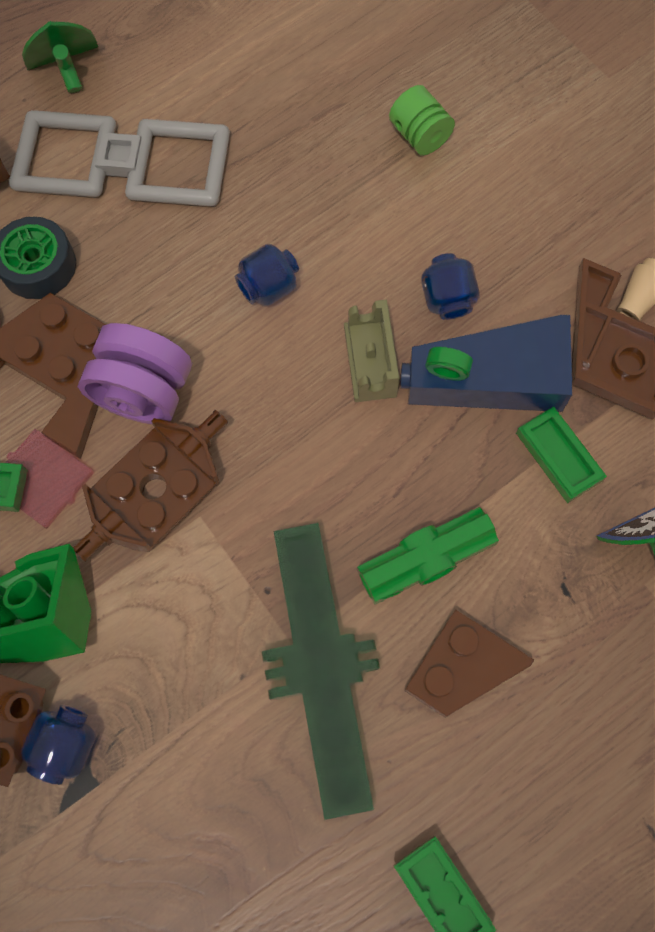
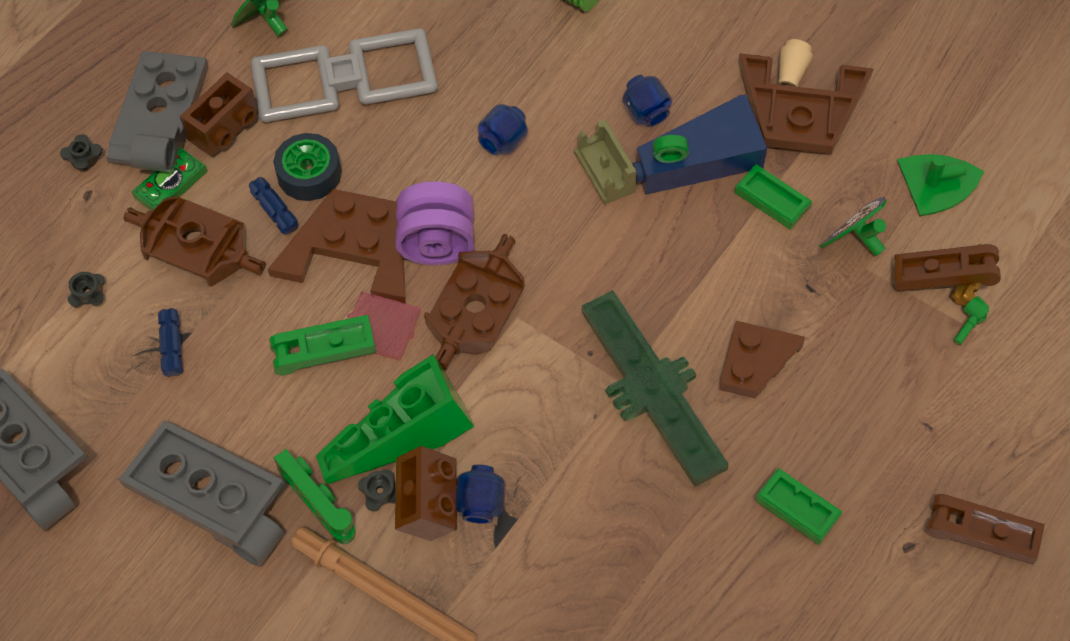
camera: 20 degrees left, 10 degrees down
(427, 555) = (701, 290): green piece -> none

